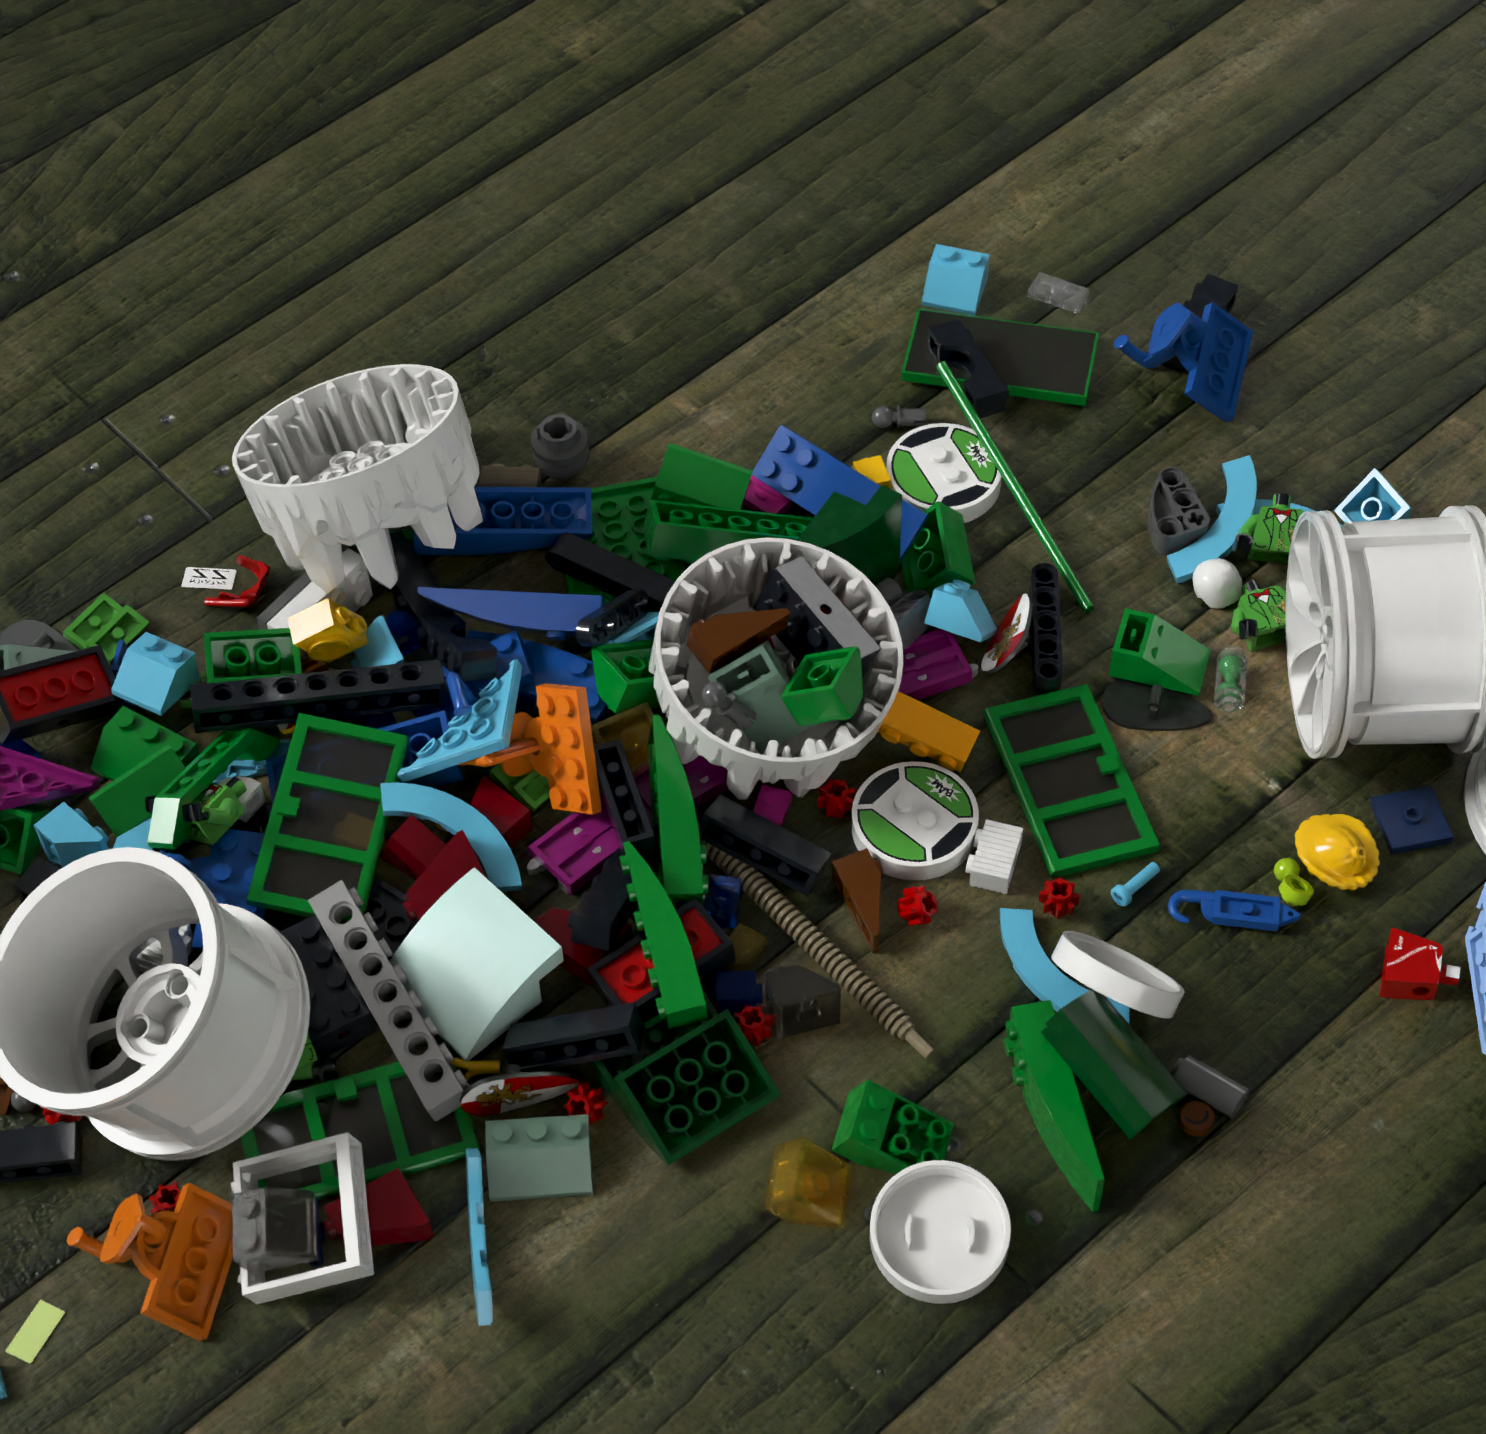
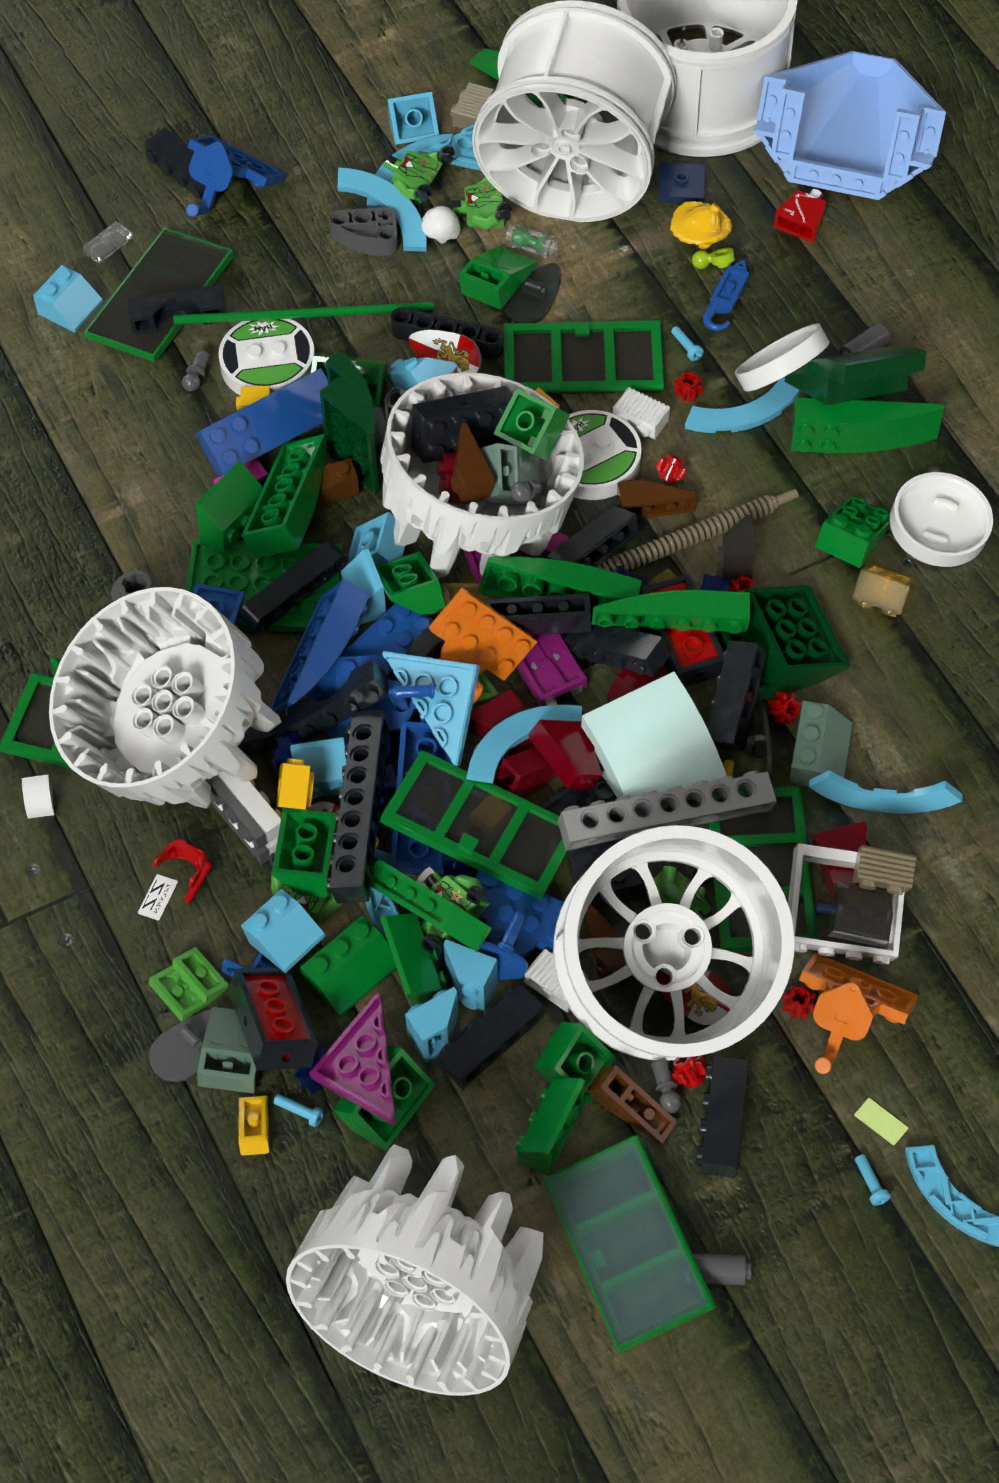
camera: 75 degrees left, 5 degrees up
(329, 1234) = (884, 869): none -> dark tan brick
(612, 618) = (369, 585): black beam -> none

